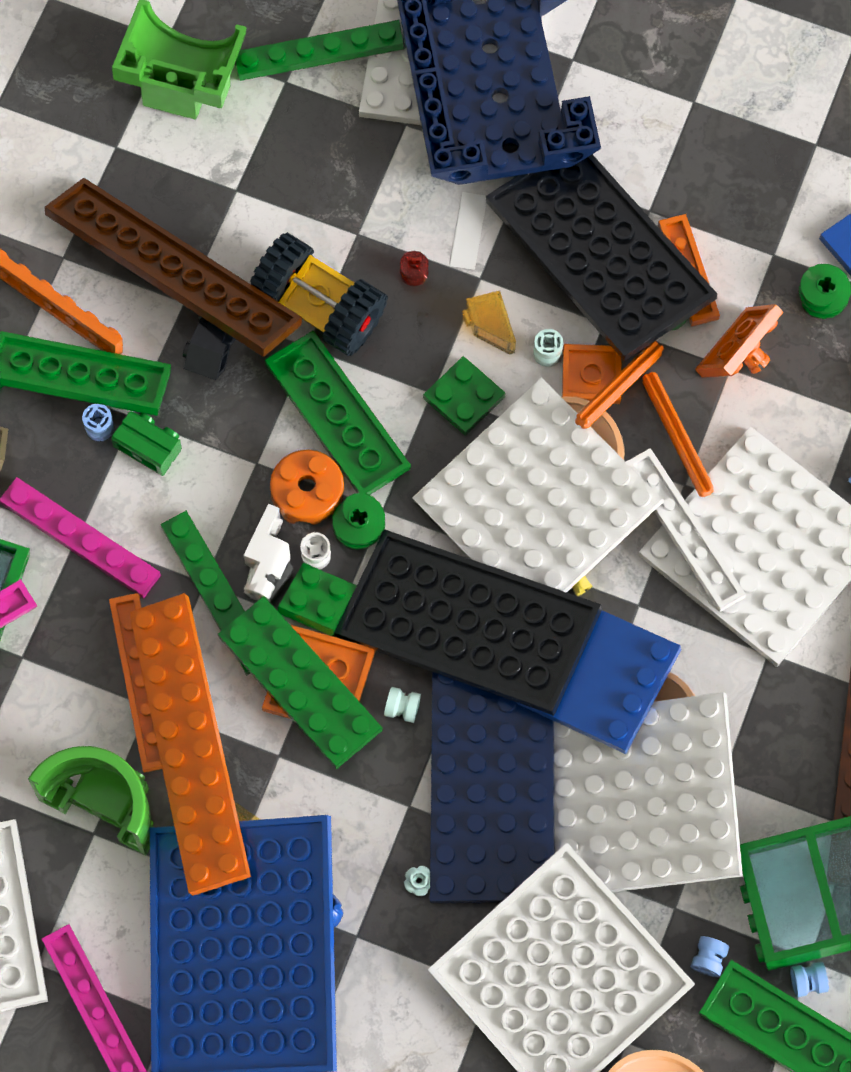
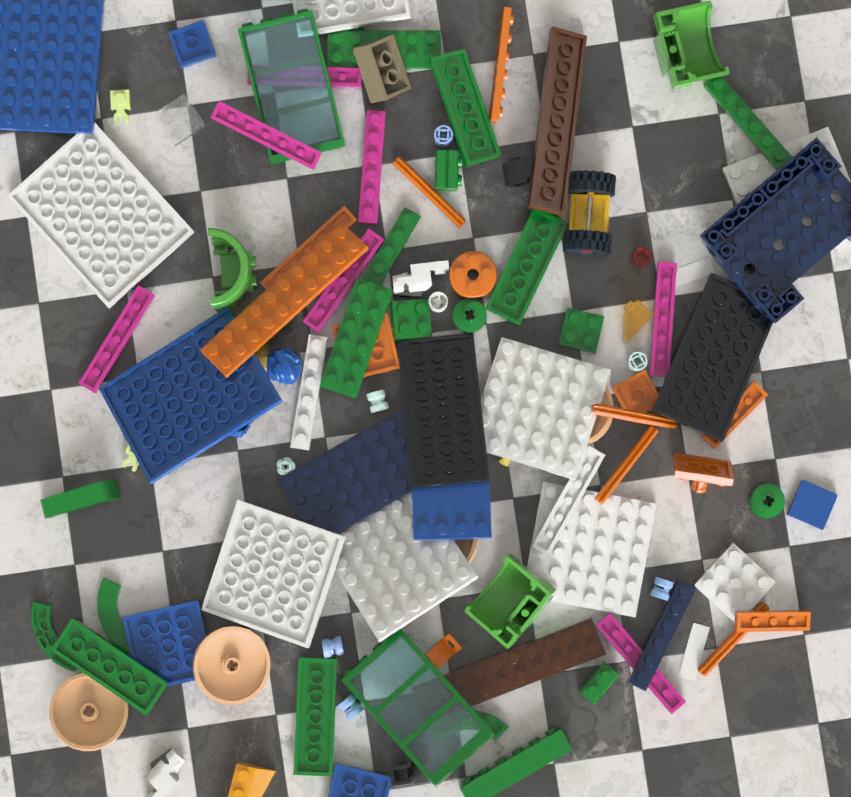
camera: 60 degrees right, 15 degrees up
(160, 482) = (429, 192): none -> orange axle
(221, 679) = (341, 285): none -> dark pink plate
(278, 797) = (284, 366): none -> blue hair
(334, 792) = (309, 392): none -> white plate
(514, 287) = (663, 319): none -> dark pink plate
(773, 666) = (513, 597): none -> bright green piece
(797, 810) = (442, 651): none -> orange bracket

